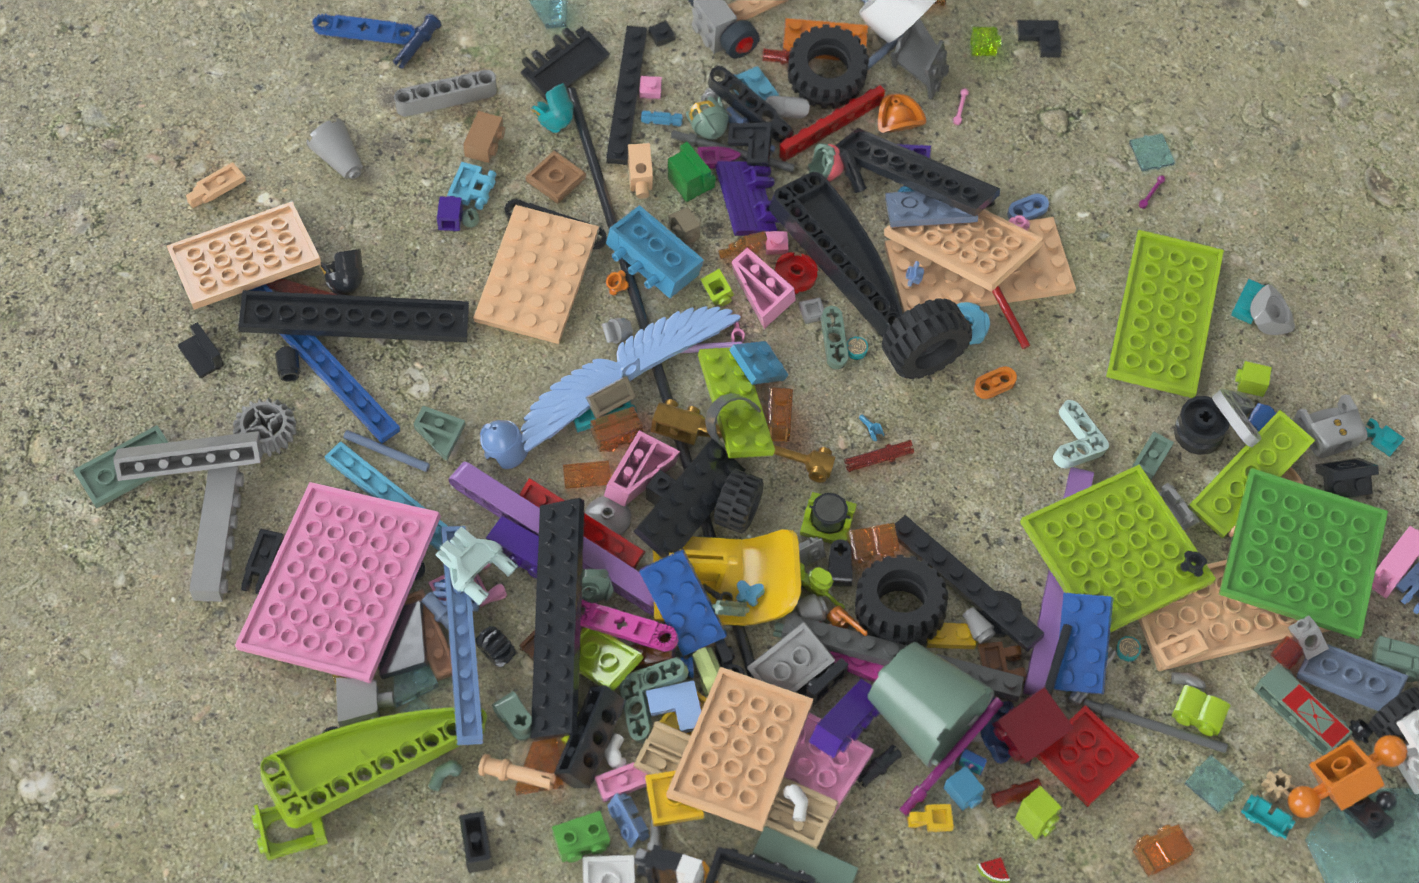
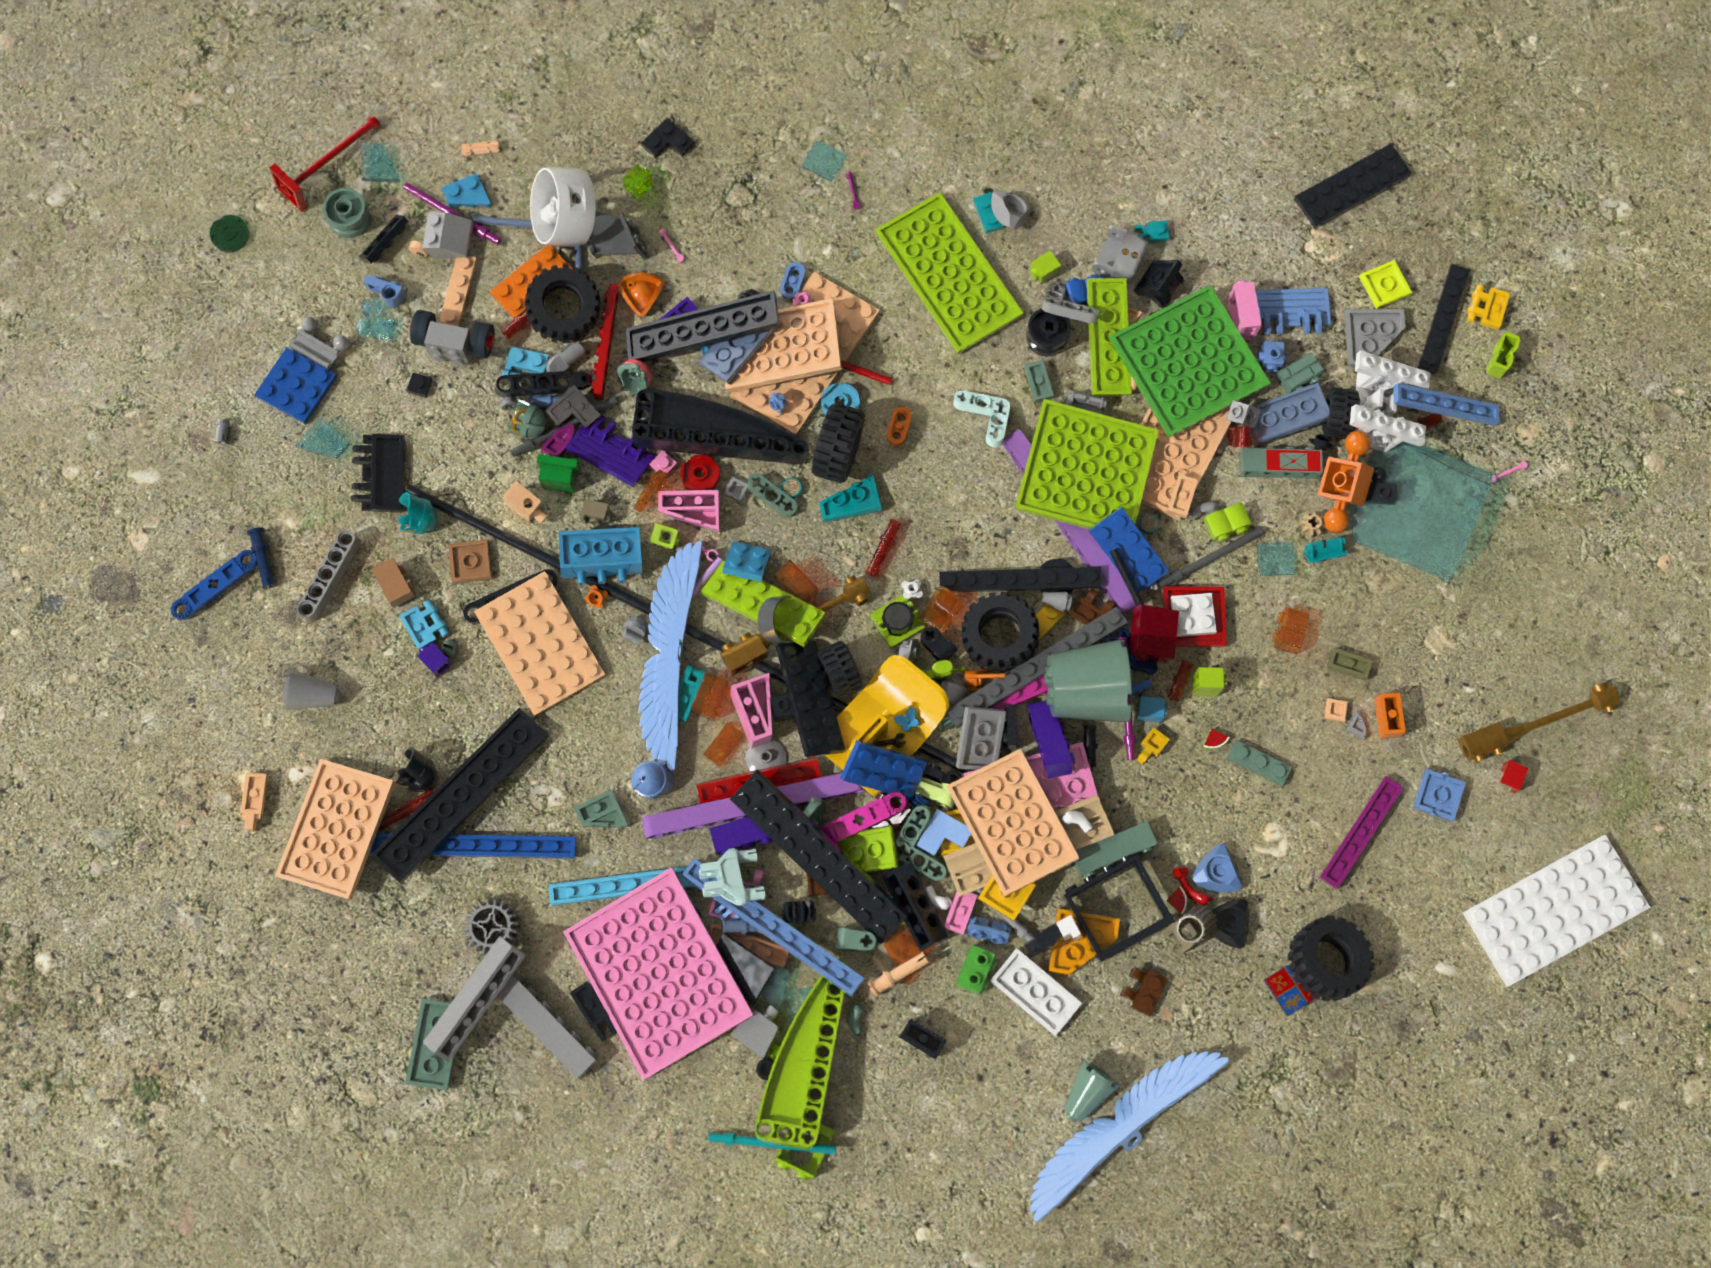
camera: 45 degrees left, 15 degrees up
(200, 352) = (387, 922): black panel -> none
(244, 761) = (730, 1139): none -> teal bar
(287, 363) = (453, 870): black brick -> none
(387, 451) = (583, 860): sand blue bar -> none
(611, 397) = (686, 680): dark tan tile -> none
(626, 95) = (448, 454): black plate -> none
(650, 87) = (457, 433): bright pink plate -> none
(661, 118) = (491, 448): dark azure axle -> none
(730, 608) = (912, 742): sand green axle -> none
(852, 170) = (659, 365): black pin -> none
(863, 511) = (908, 594): none -> white plate
(873, 429) = (860, 533): dark azure hand -> none
(895, 402) = (855, 501): none -> teal wing
(1085, 750) = (1195, 614): none -> white plate
(1196, 558) = (1139, 428): black plate -> none
(1387, 620) = (1272, 356): none -> medium blue brick

